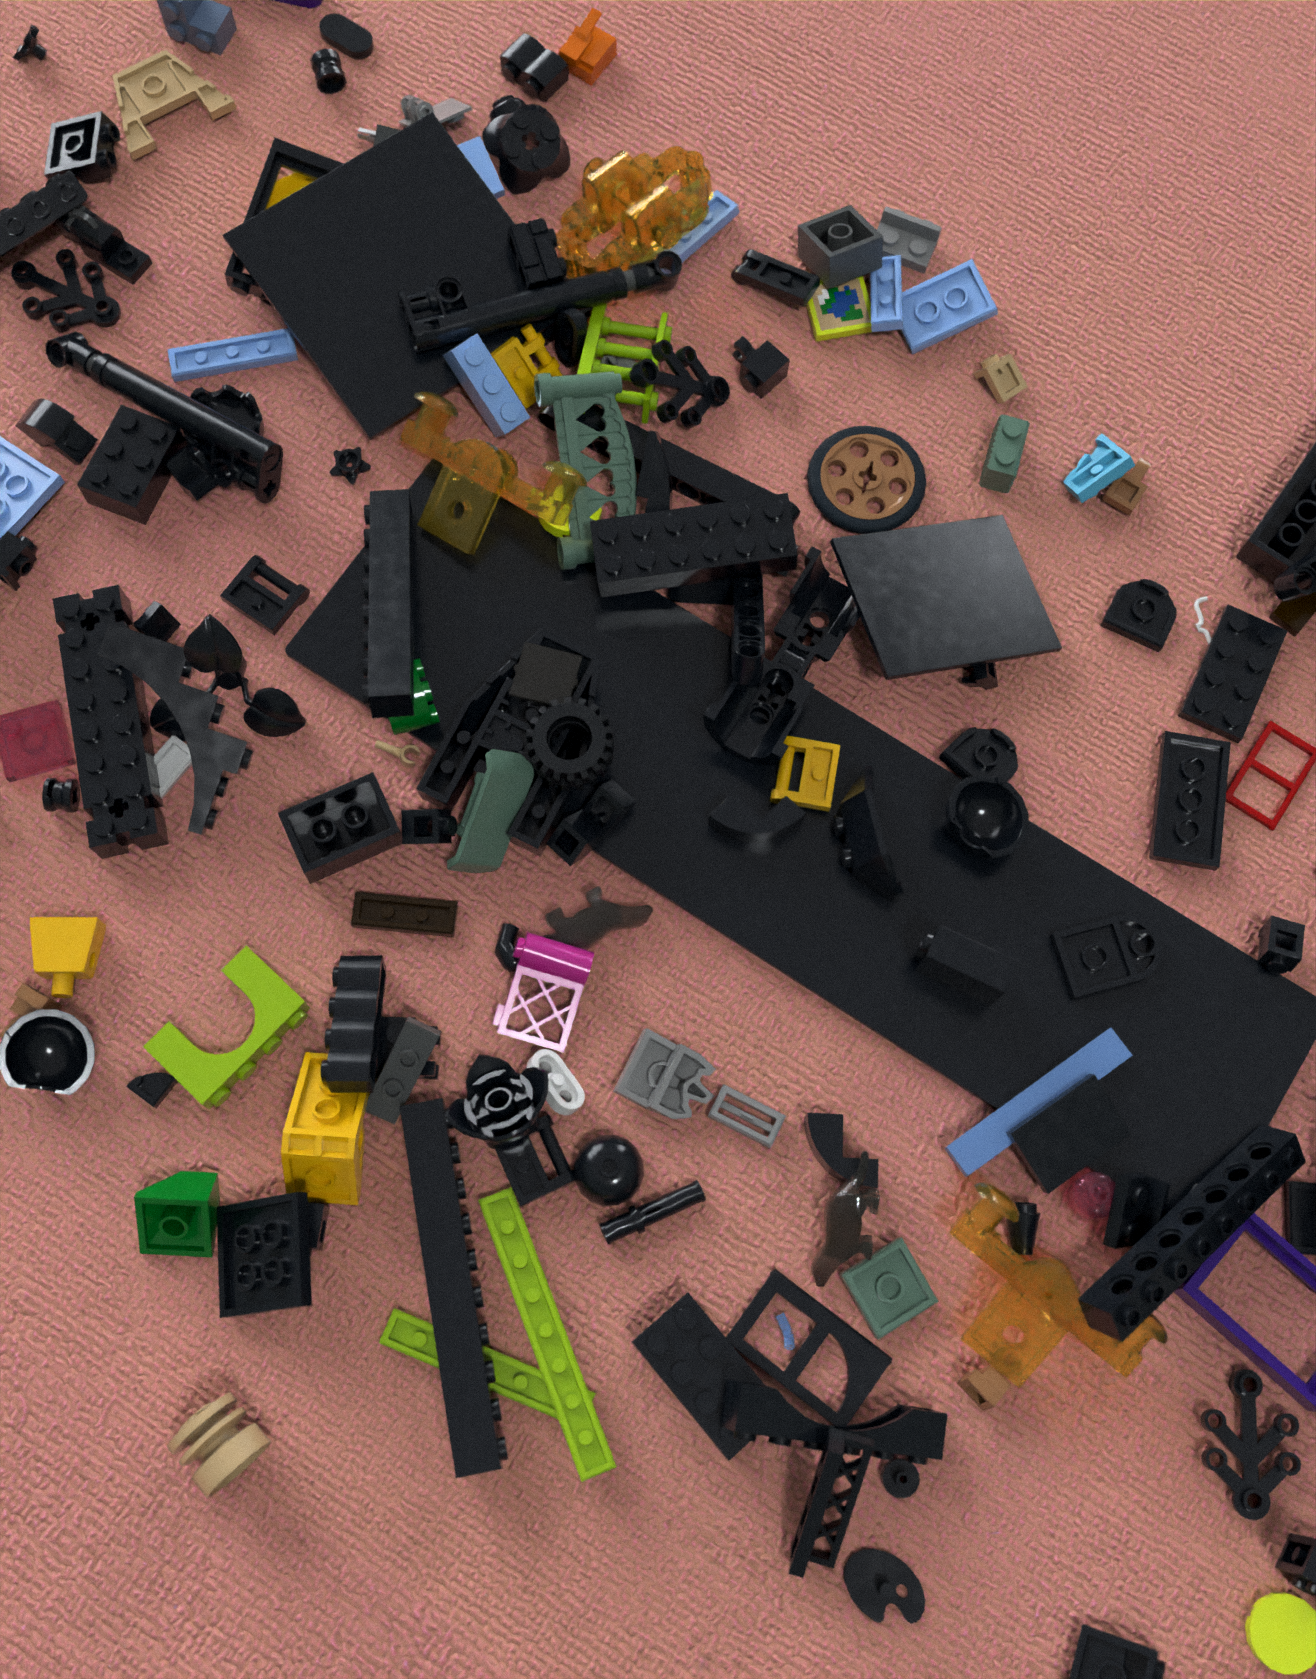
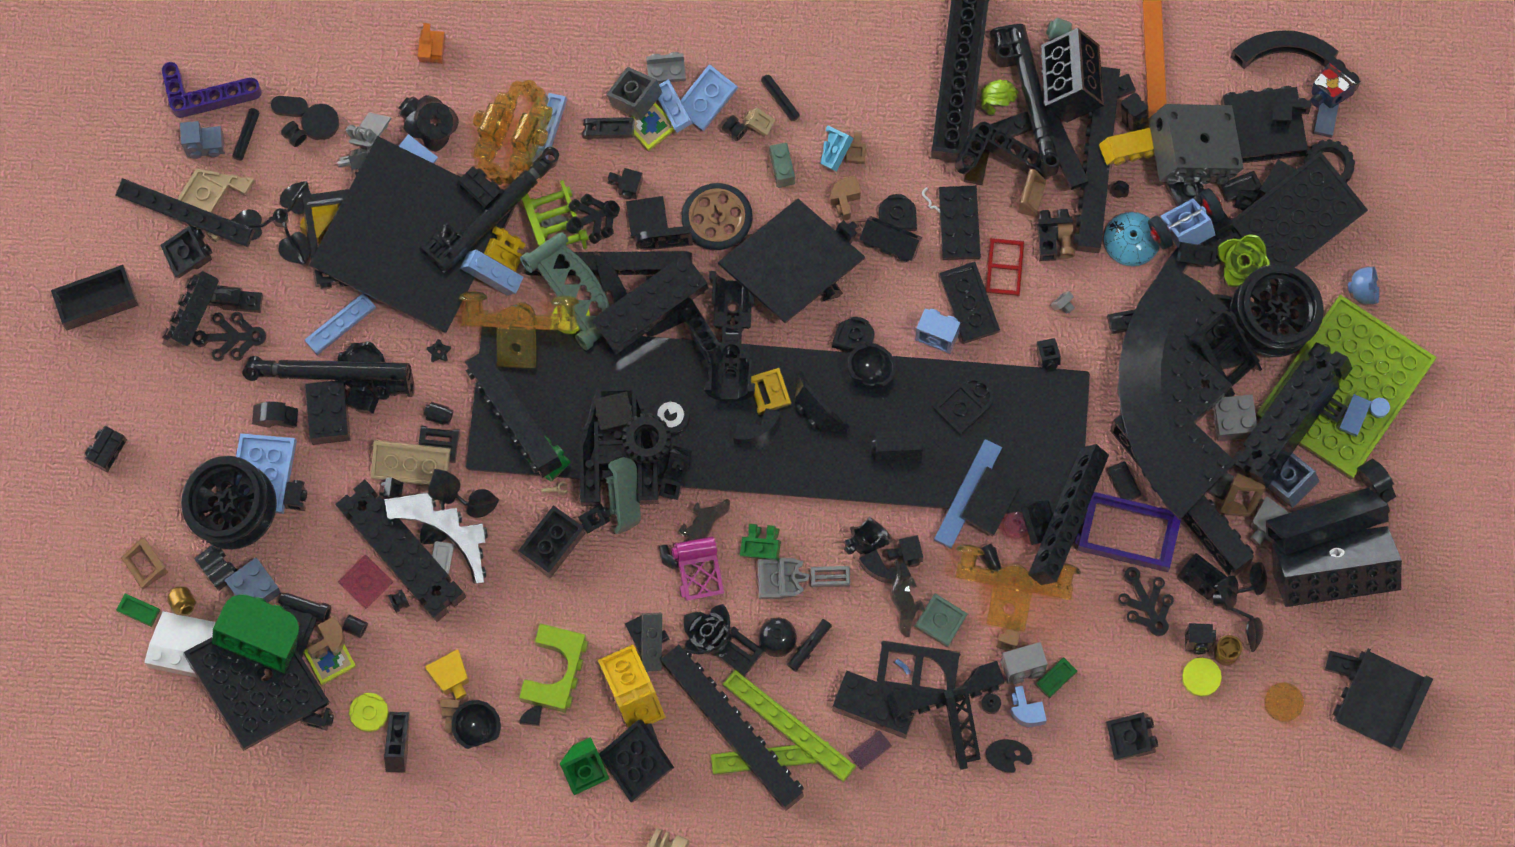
camera: 20 degrees left, 0 degrees up
(30, 45) = (117, 205): black plant -> none
(112, 97) = (185, 212): none -> black tile
(193, 157) = (294, 247): none -> black plant
(196, 588) = (408, 461): none -> tan tile
(264, 42) = (246, 134): none -> black axle
(291, 550) = (438, 413): none -> black brick
(355, 1024) = (617, 632): black brick -> none
(375, 76) = (320, 121): none -> black tile
(404, 914) = (606, 568): dark brown tile -> none
(534, 67) = (406, 71): black brick -> none
(561, 1082) = (736, 610): white plate -> none
(570, 336) = (519, 221): black plate -> none
(637, 731) = (673, 412): none -> tile
(656, 1447) = (870, 750): none -> clear purple tile
(660, 1012) = (758, 547): none -> green plate
(762, 429) = (646, 215): none -> black tile
(771, 467) = (664, 238): none -> black tile
(839, 1087) = (867, 537): none -> black helmet
(895, 1144) = (908, 550): none -> black brick
(947, 1531) = (1027, 714): none -> light blue brick
(961, 369) = (735, 128): none -> black wheel
(994, 1443) = (1024, 663): none -> light grey brick
(1032, 1493) = (1056, 677): none -> green tile
(1051, 361) = (780, 97): none -> black axle
(1054, 596) = (847, 231): none -> black tile
(1077, 539) = (844, 192): none -> medium nougat brick
(1114, 642) = (890, 239): none -> black brick
(1120, 816) = (937, 330): none -> light blue brick

